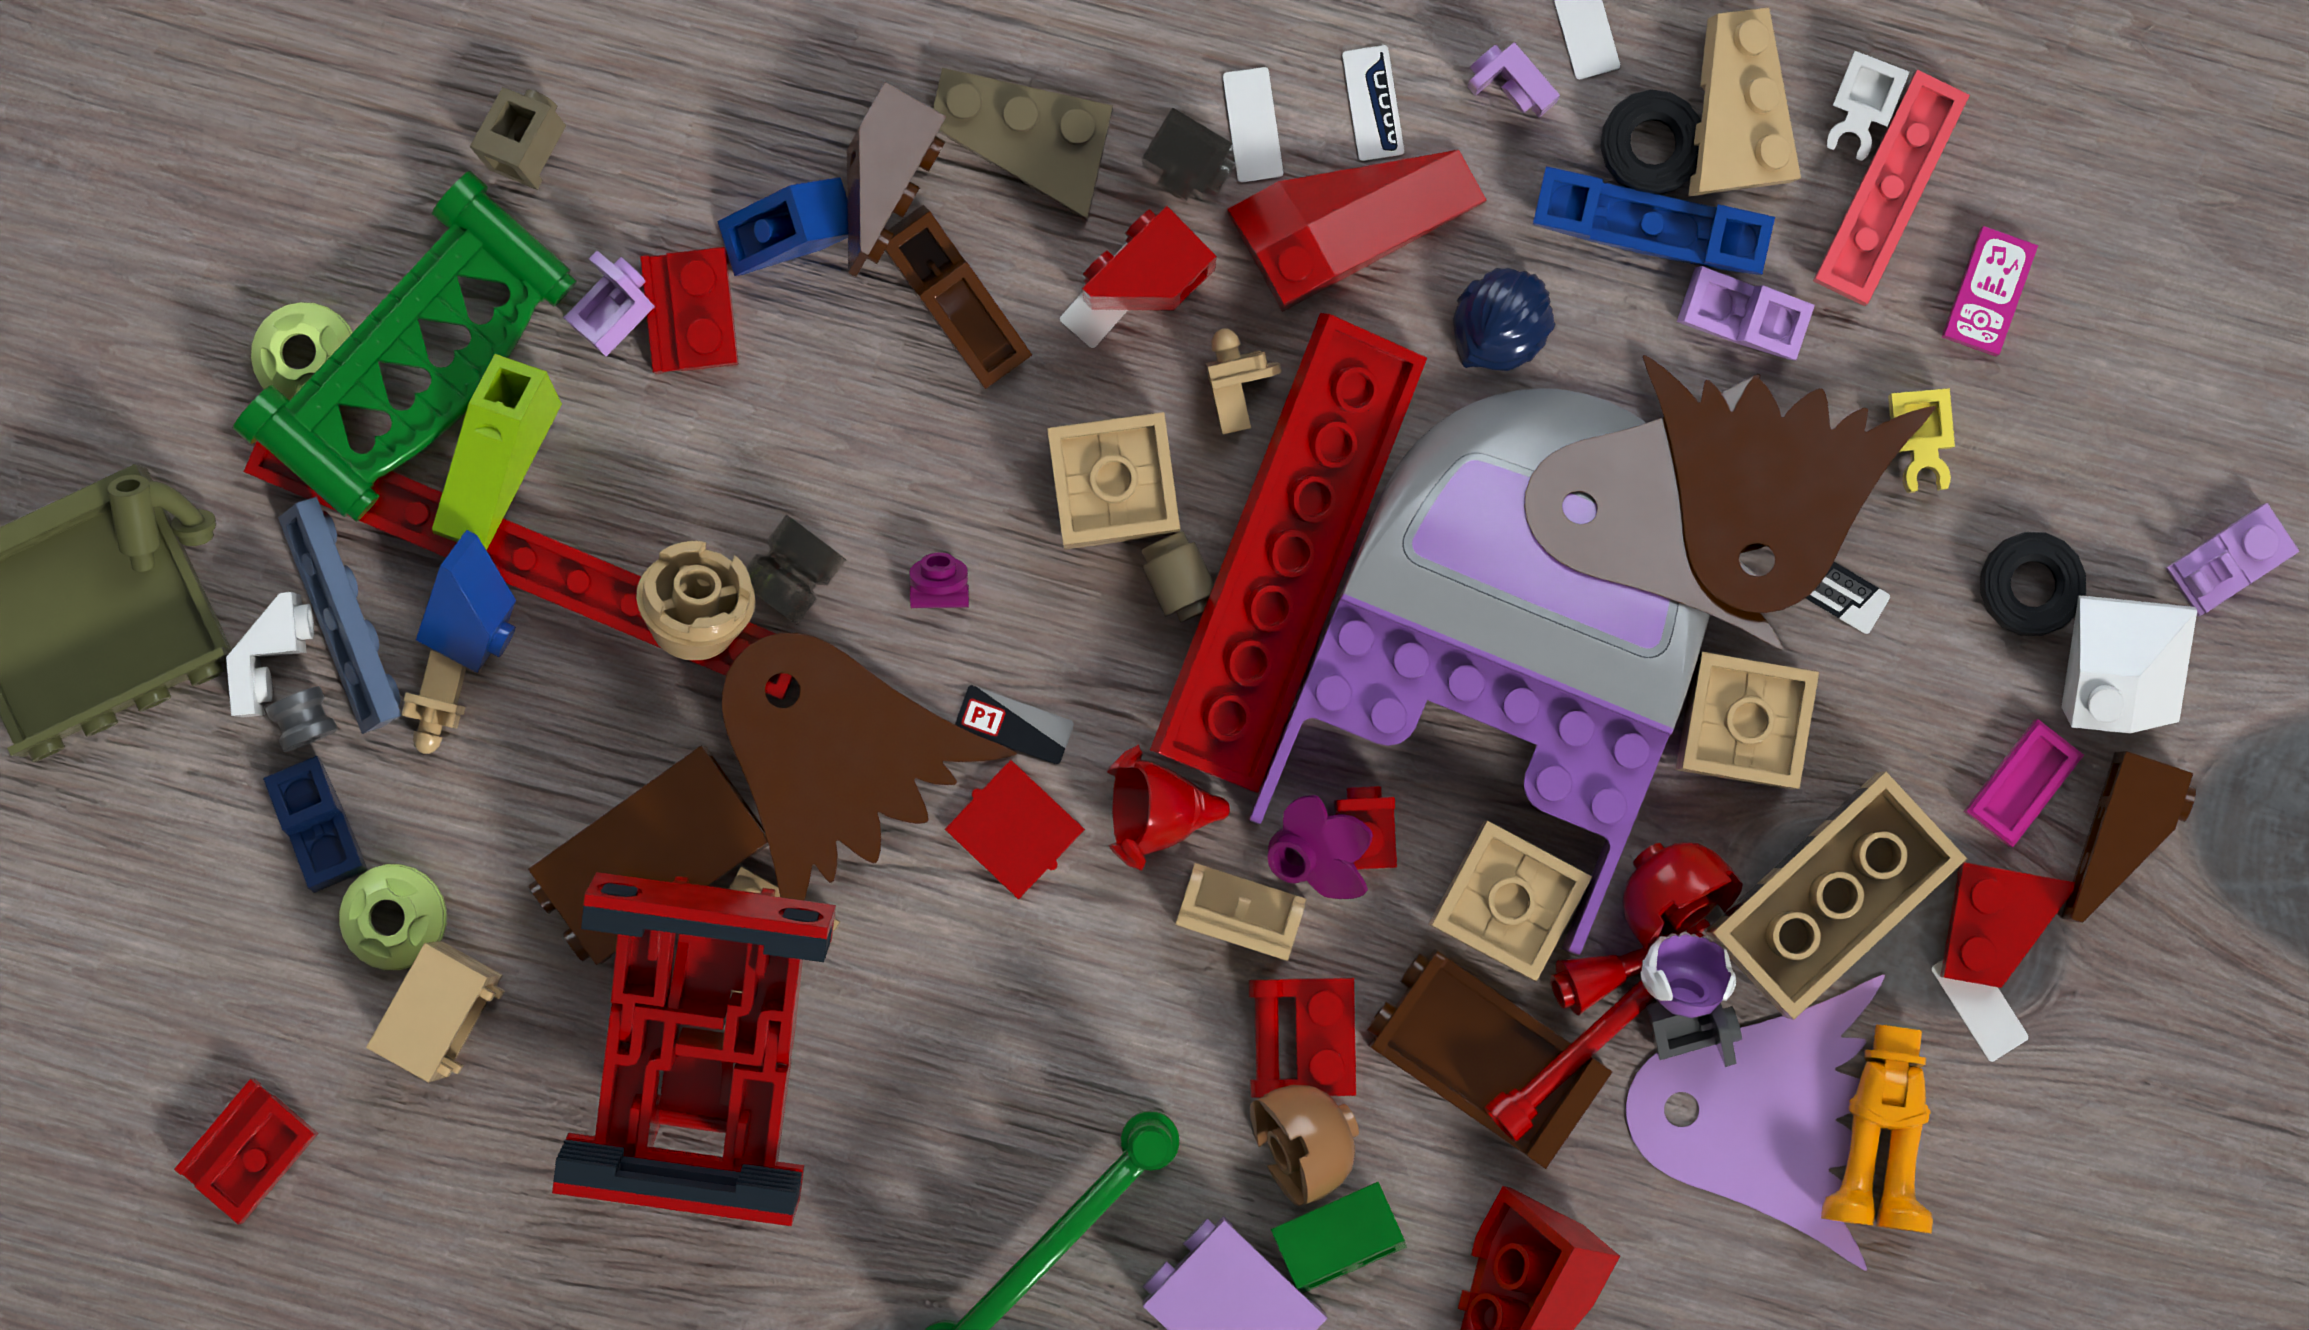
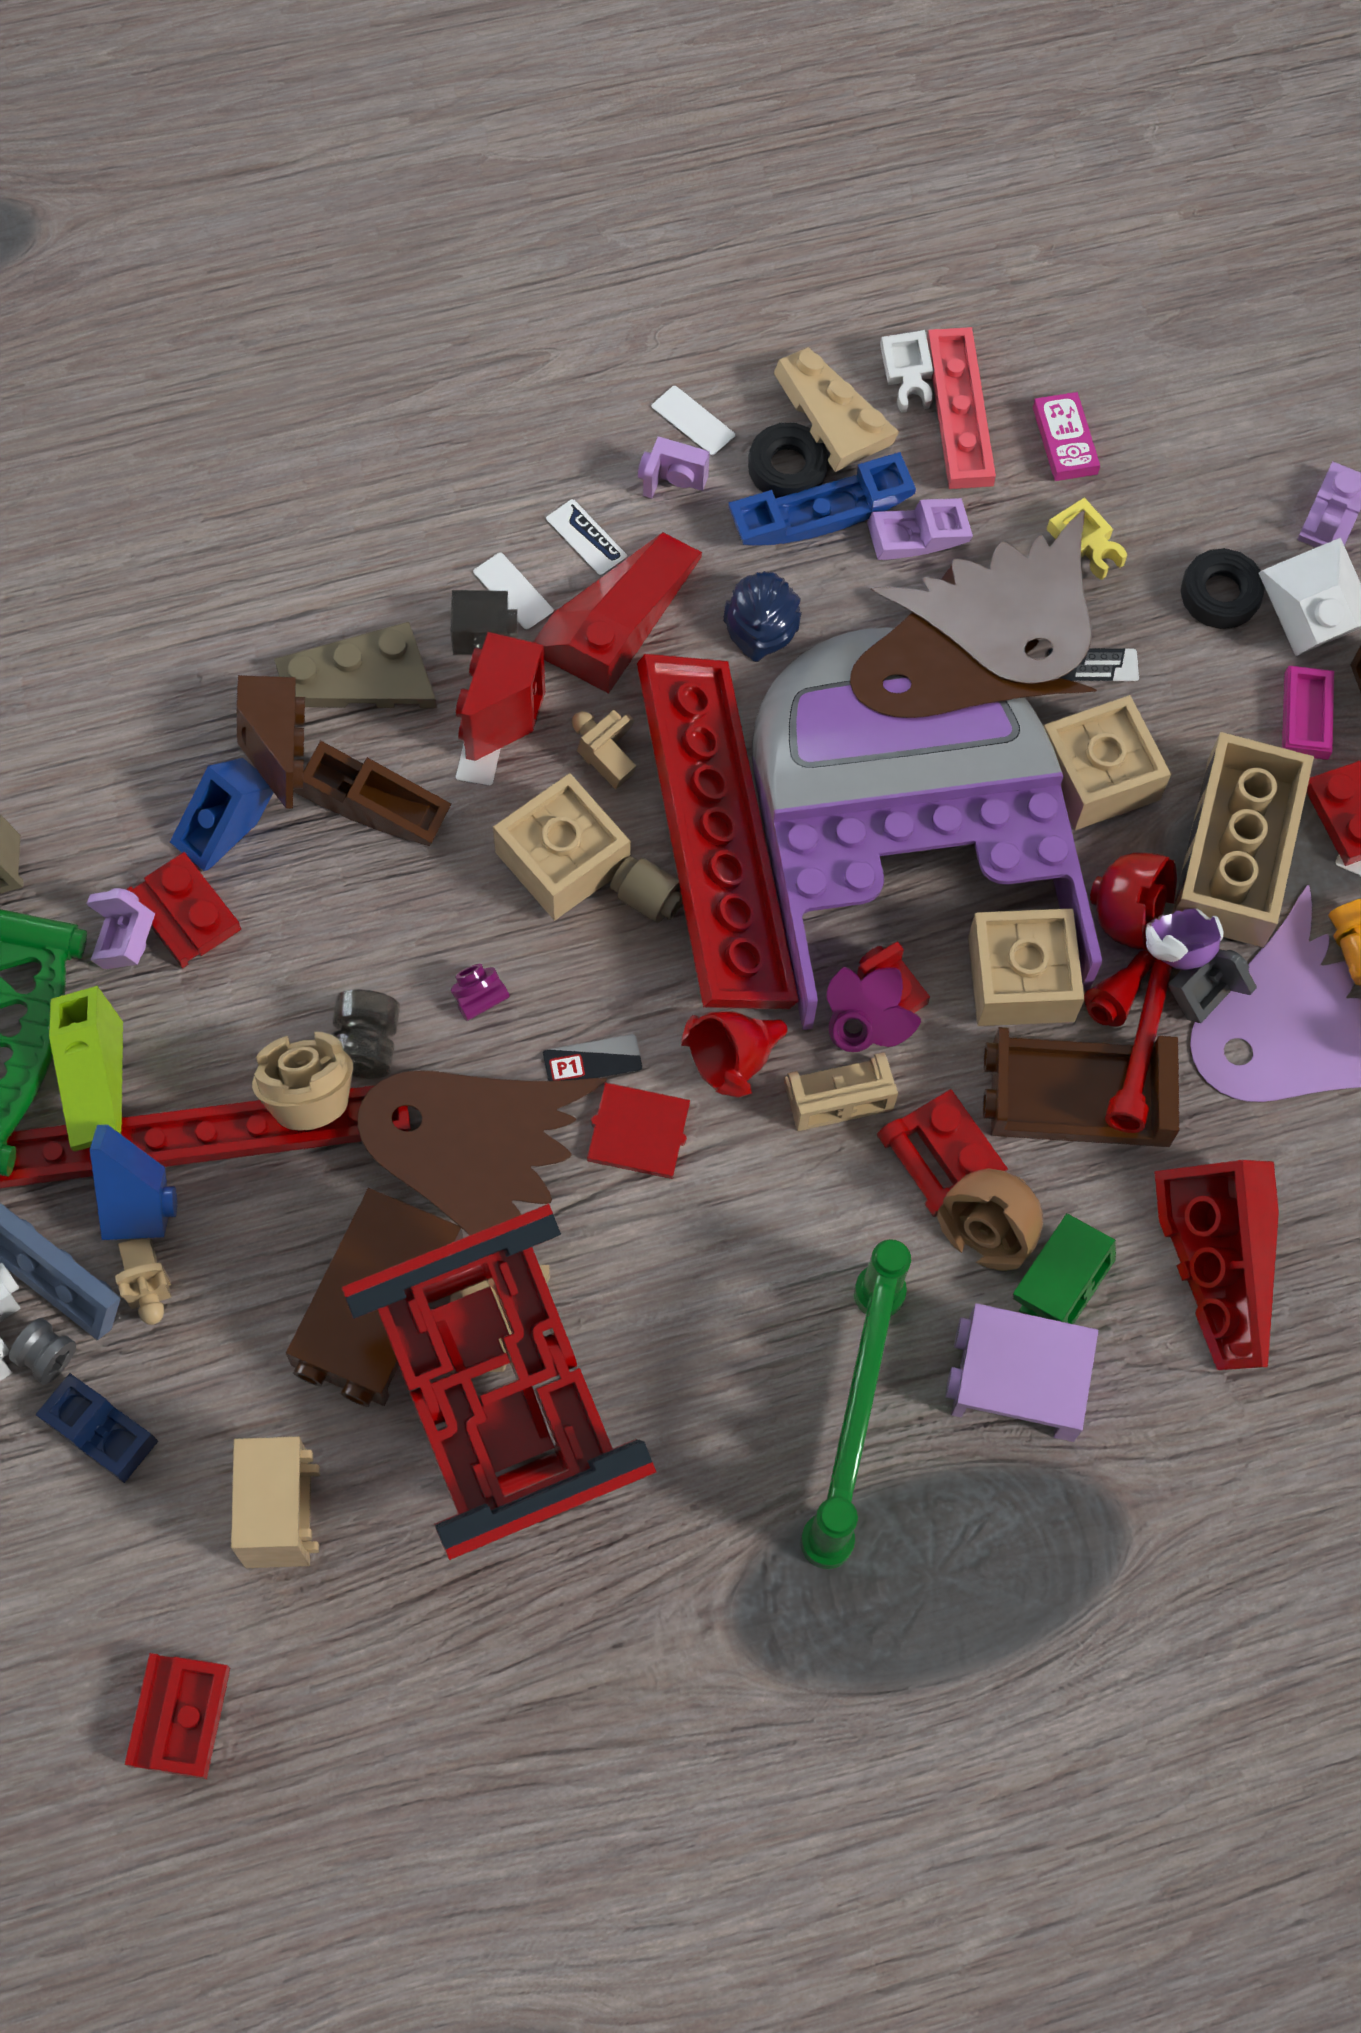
camera: 35 degrees left, 20 degrees down
(422, 907) = (194, 1491): yellowish green piece -> none

